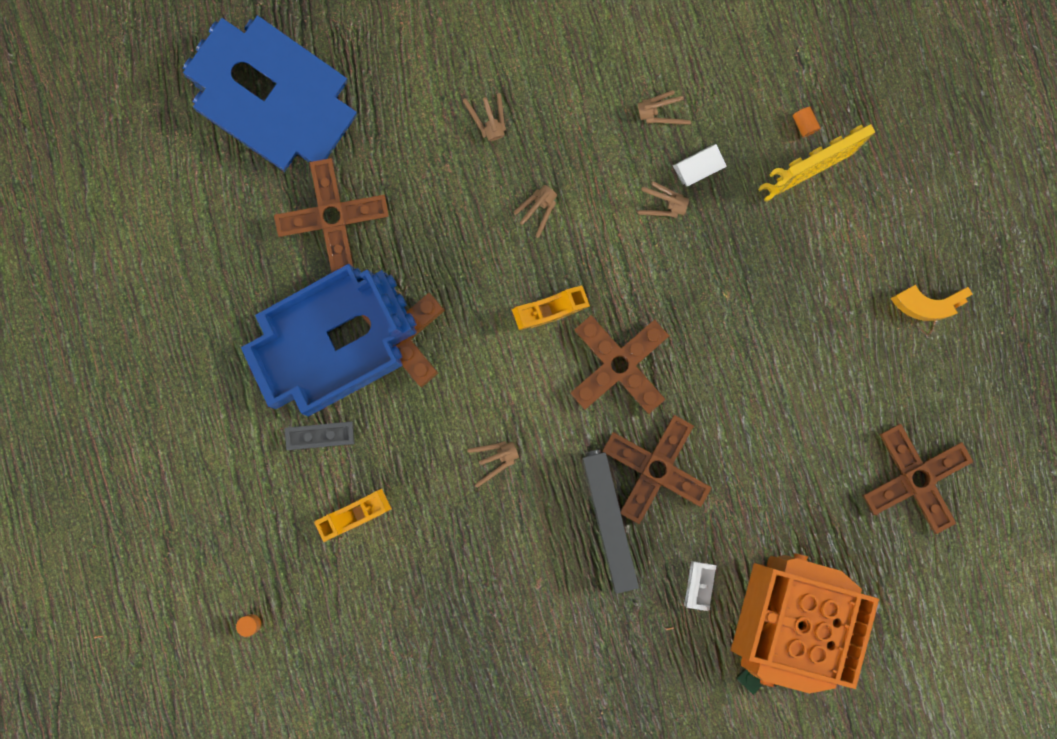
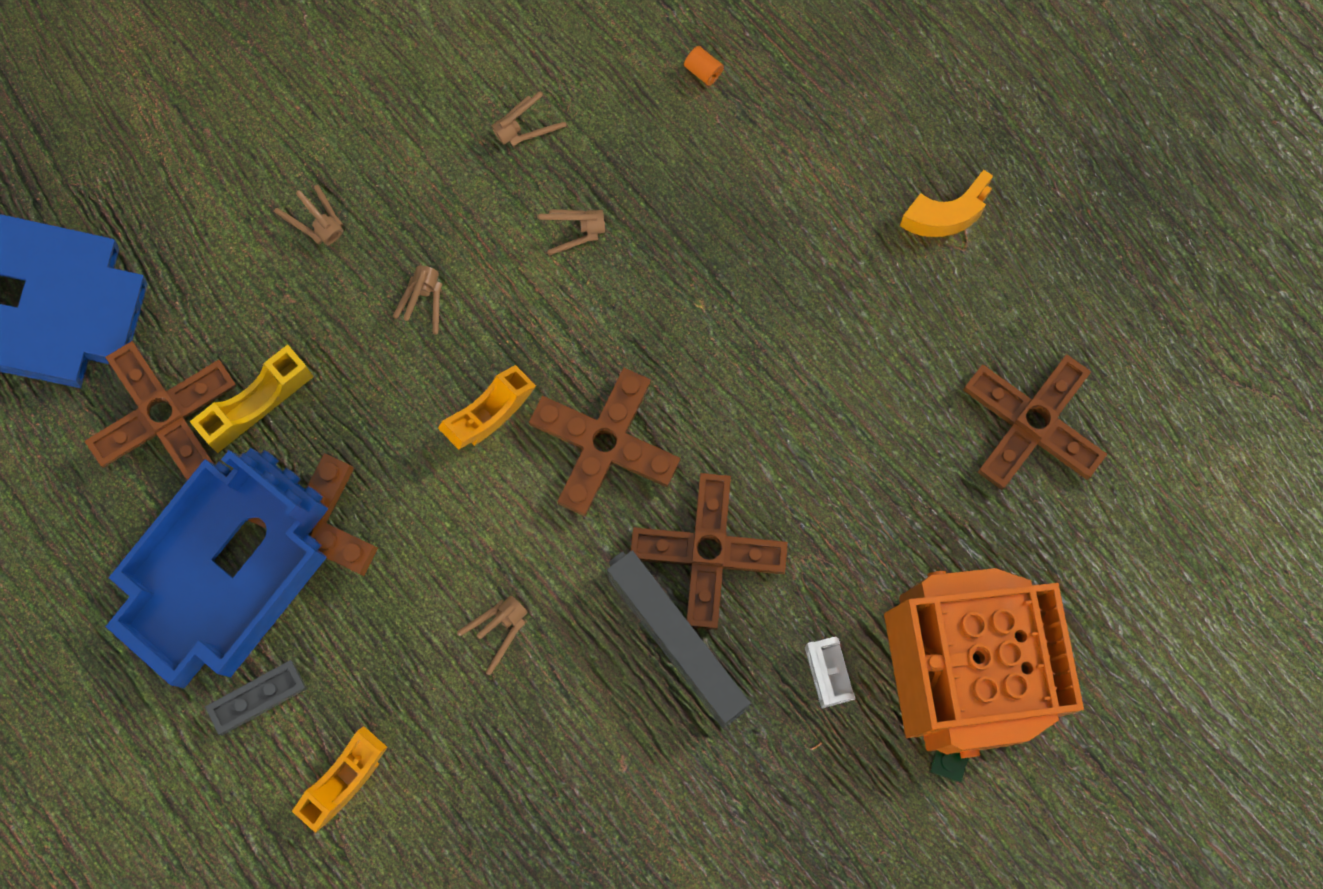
camera: 25 degrees left, 10 degrees down
(382, 237) = (276, 382): none -> yellow arch
(699, 165) = (597, 165): white hinge -> none
(818, 161) = (736, 95): yellow plate -> none

